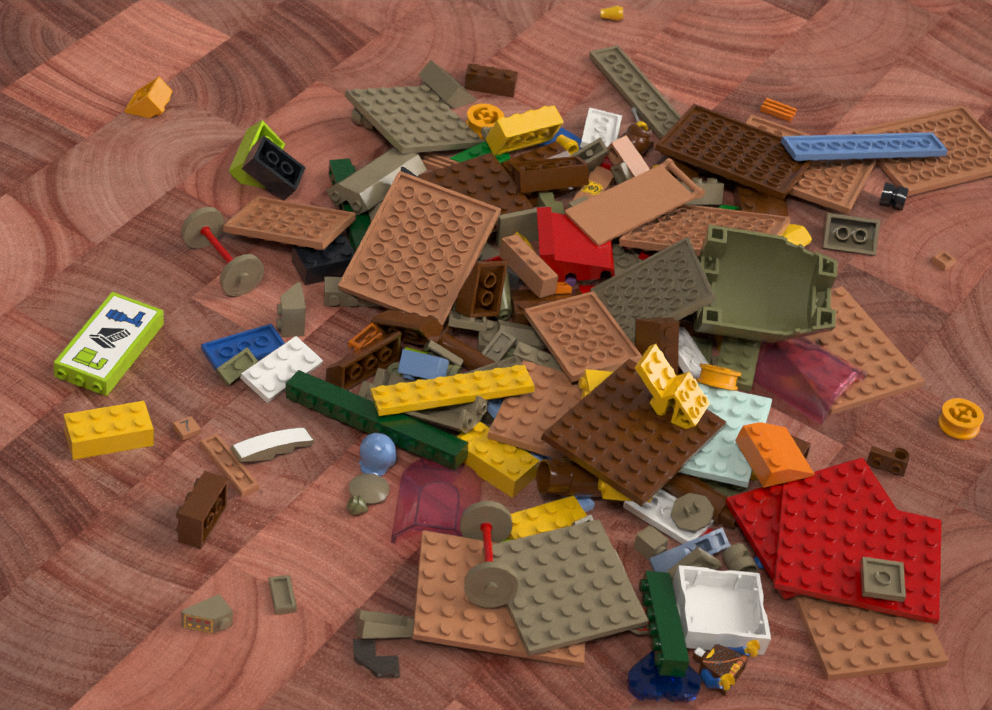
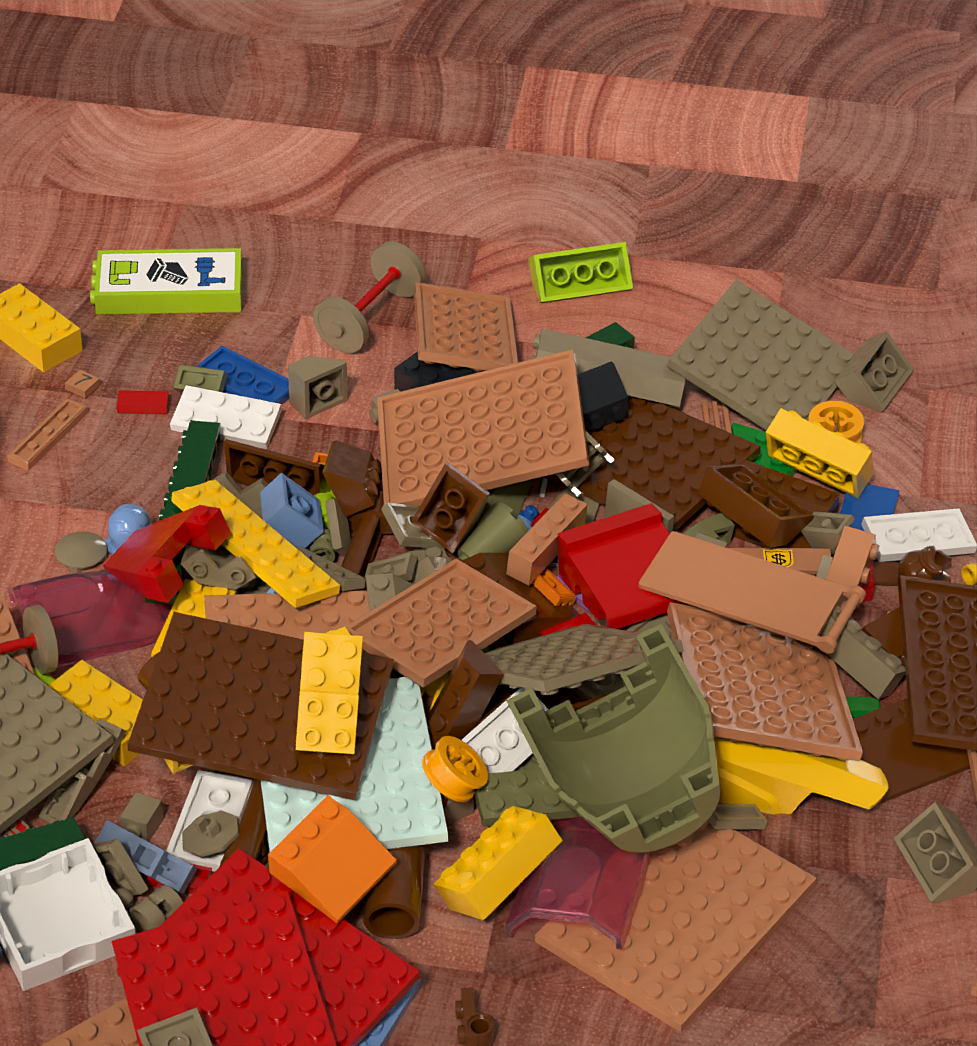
camera: 70 degrees right, 0 degrees up
(149, 99) = (605, 161): light orange slope -> none
(231, 405) = (142, 402): none -> red tile
(268, 445) = (96, 450): slope -> none
(273, 168) = (549, 282): black brick -> none
(356, 505) = (43, 547): olive plate -> none
(435, 438) = (147, 555): none -> red wedge
(491, 80) = (931, 406): reddish brown slope -> none
(569, 144) = (853, 507): yellow cone -> none
(788, 394) = (497, 862): none -> yellow brick

